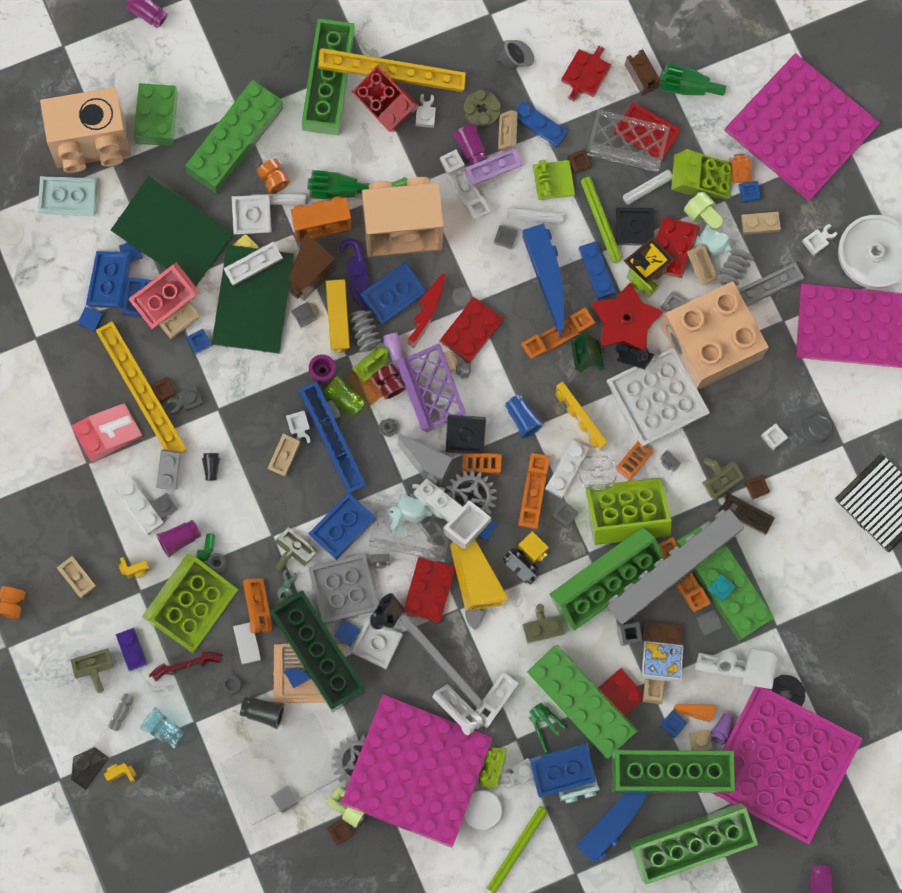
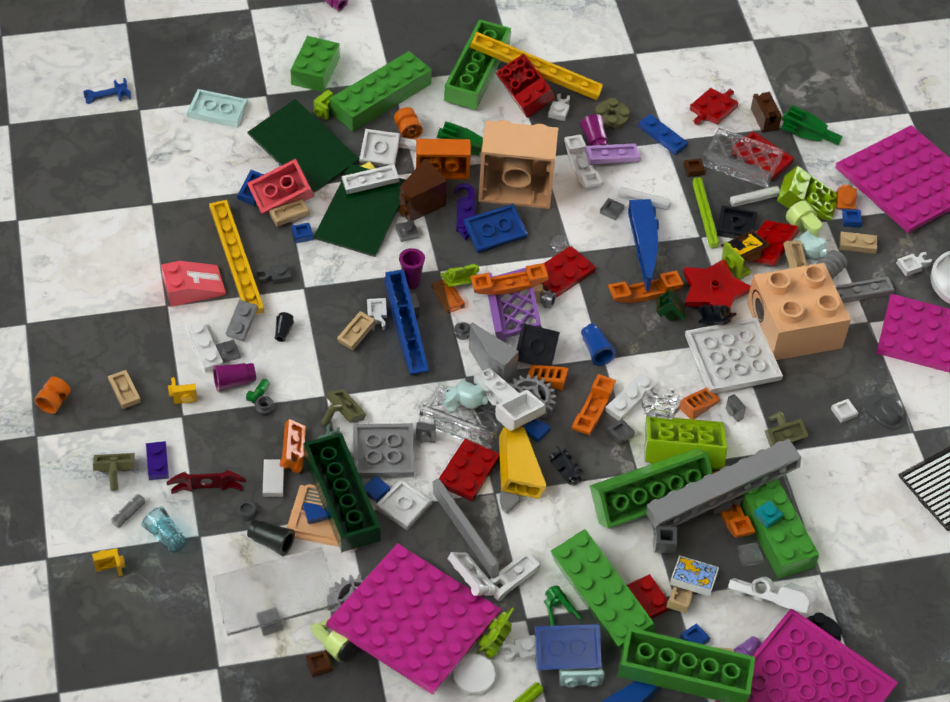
camera: 15 degrees right, 25 degrees down
(85, 129) = (249, 50): light nougat brick -> none
(87, 766) = (79, 550): clear smoke slope -> none
(90, 319) = (206, 196): blue tile -> none
(109, 279) = (234, 169): blue tile -> none
(136, 254) = (260, 157): blue tile -> none
(163, 389) = (257, 261): reddish brown tile -> none
(177, 167) = (322, 105): none -> lime bracket
(190, 603) = (227, 431): lime slope -> none
(337, 315) = (438, 230): yellow slope -> none
(342, 526) = (396, 397): blue plate -> none
(344, 396) = (427, 295): clear neon green plant -> none
(363, 330) = (460, 249): light grey piece -> none
(386, 612) = (420, 475): black piece -> none
(389, 382) = (472, 300): dark red wheel -> none
(393, 344) = (485, 263): lavender cone -> none
(423, 368) = (509, 283): none -> orange slope
(429, 305) = (527, 243): red slope -> none
(507, 130) = (632, 130): tan plate -> none
(515, 54) = (649, 79): dark grey piece -> none
(533, 548) = (582, 451): yellow brick -> none
(544, 627) = (572, 524): olive plate -> none
(553, 179) = (666, 174): lime hinge -> none
(575, 410) = (651, 351): yellow plate -> none
(596, 270) = (693, 247): blue plate -> none
(662, 633) = (699, 552): reddish brown plate -> none
(698, 711) = (721, 627): orange slope -> none
(748, 514) = (813, 472): dark brown plate -> none
(757, 487) = (820, 448): reddish brown tile -> none

